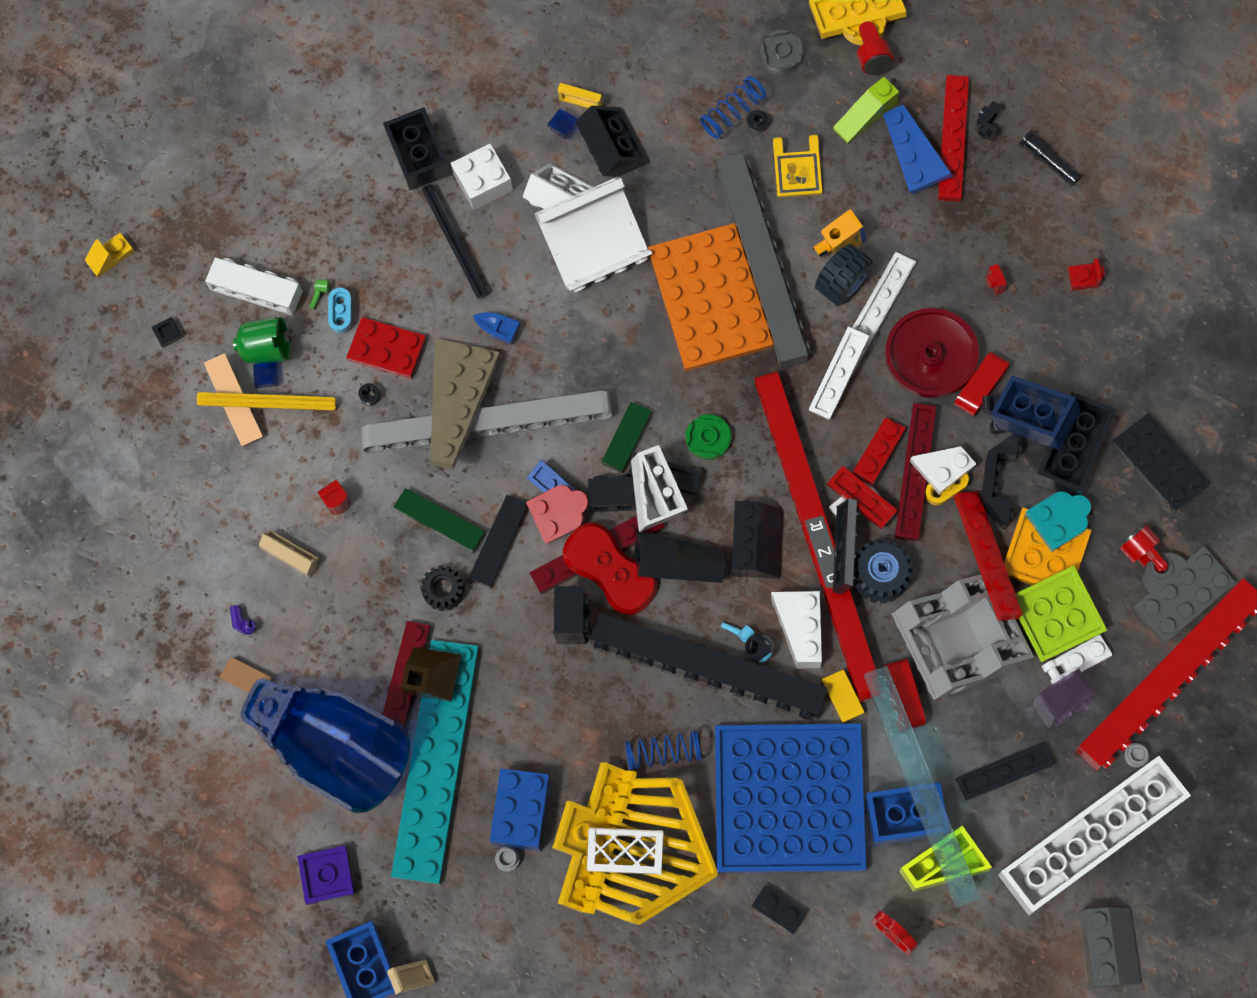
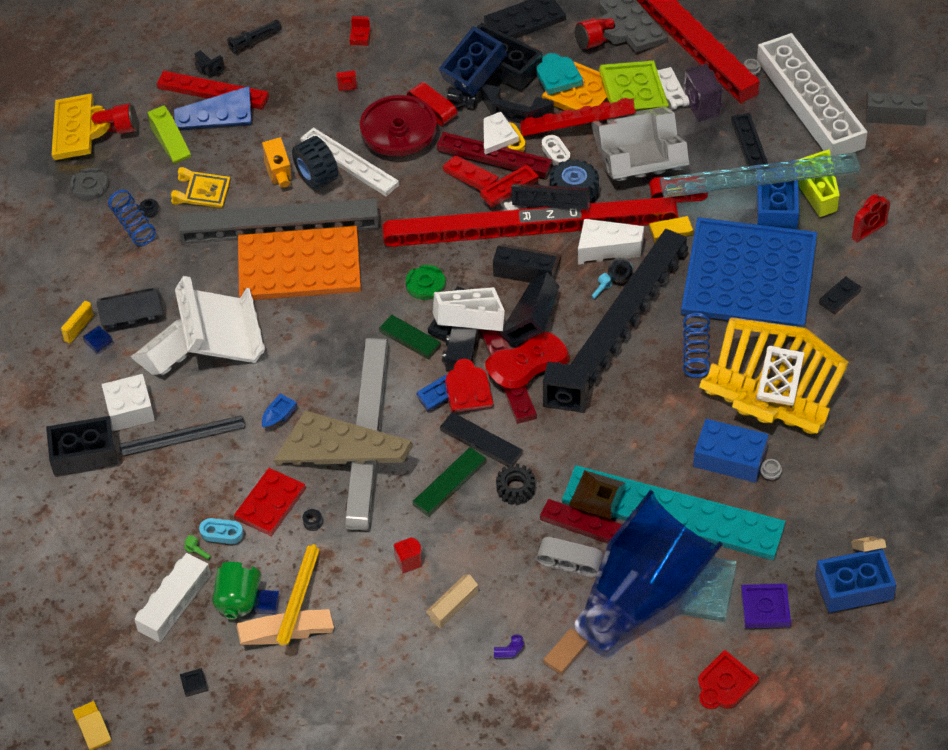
camera: 85 degrees left, 20 degrees down
(228, 845) = (725, 682): none -> red plate
(327, 818) = (711, 591): none -> clear light blue plate
(357, 661) = (569, 556): none -> light grey beam
(839, 373) = (398, 184): white plate -> none
(936, 542) = (558, 151): none -> white plate

